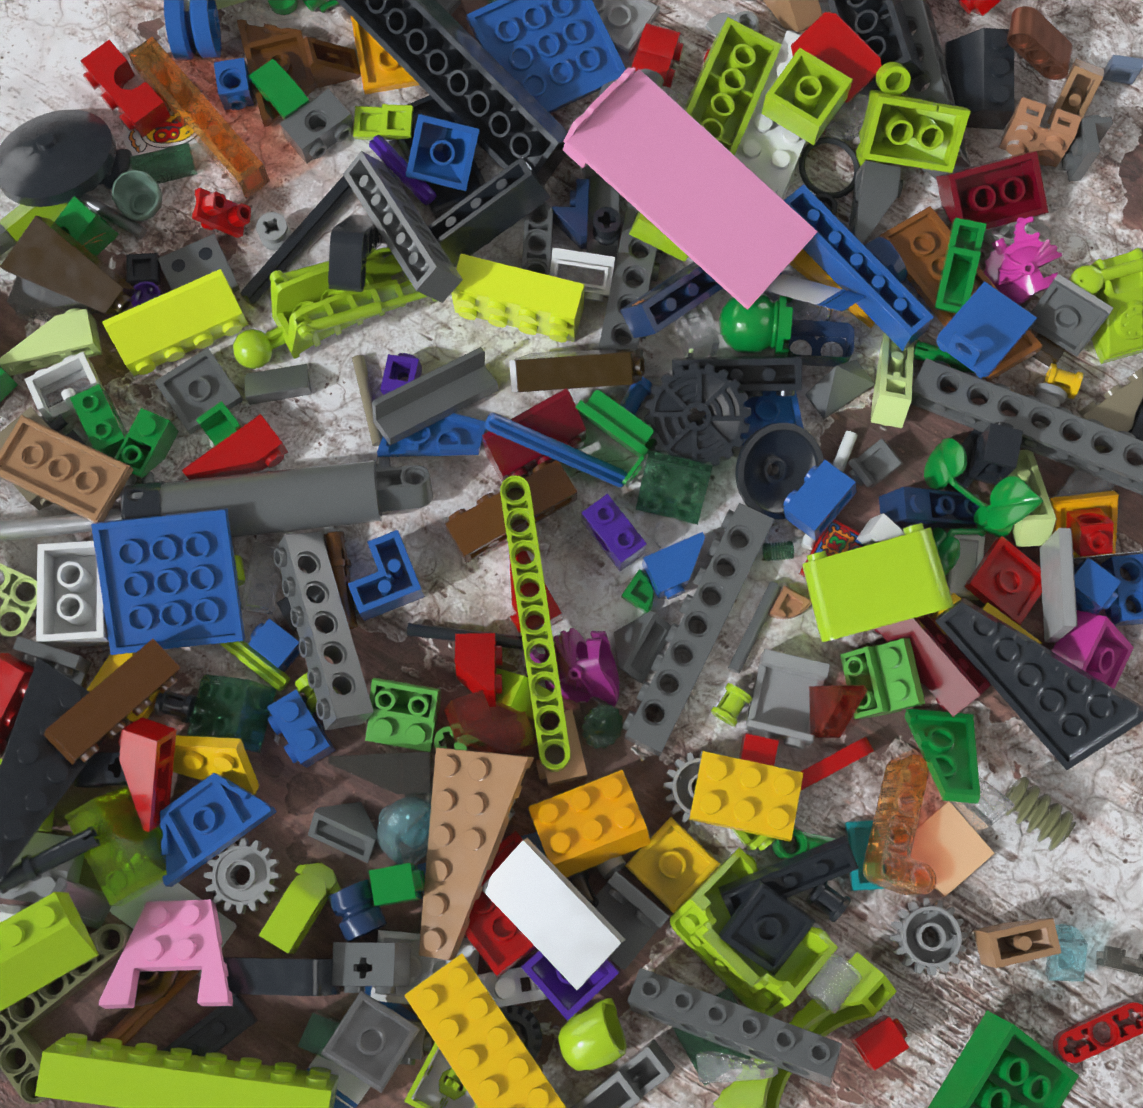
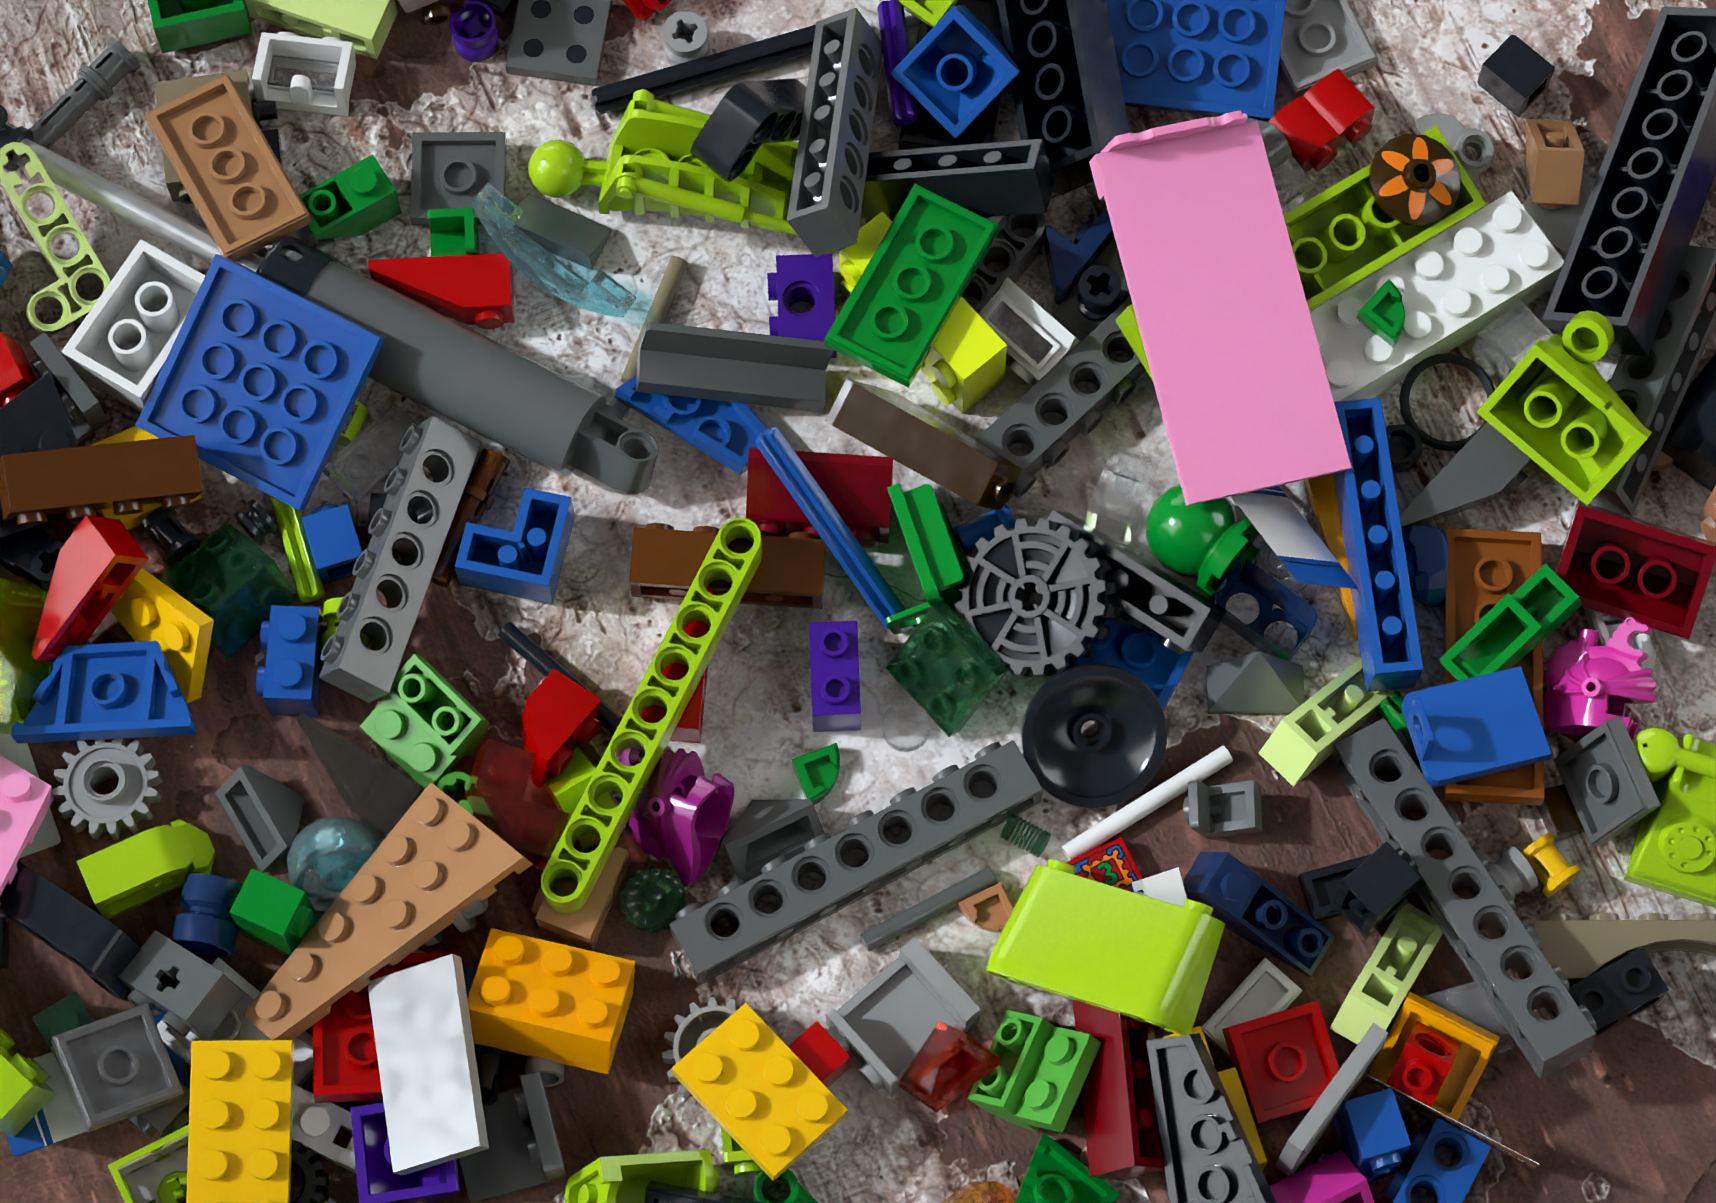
camera: 35 degrees right, 5 degrees down
(100, 420) = (316, 138): green brick -> none
(176, 323) = (487, 79): neon yellow slope -> none
(221, 663) = (256, 522): none -> black bush
(326, 405) = (499, 218): none -> clear light blue slope
(398, 367) = (715, 304): dark purple brick -> none
(441, 321) = (806, 280): none -> dark purple brick
(508, 284) = (911, 285): none -> green tile
(669, 300) = (1098, 434): dark blue brick -> none
(672, 865) = (617, 1114): yellow tile -> none
(673, 566) = (881, 766): blue slope -> none
(731, 704) = (828, 980): lime bush -> none
(733, 62) = (1401, 193): none -> dark brown dish
(772, 137) = (1384, 313): none -> green tile
(806, 96) = (1459, 289): lime brick -> none
(819, 499) = (1116, 802): blue brick -> none
(836, 762) = (899, 1134): red beam -> none
(840, 48) = (1541, 264): red piece -> none
(1009, 500) = (1323, 966): green plant -> none

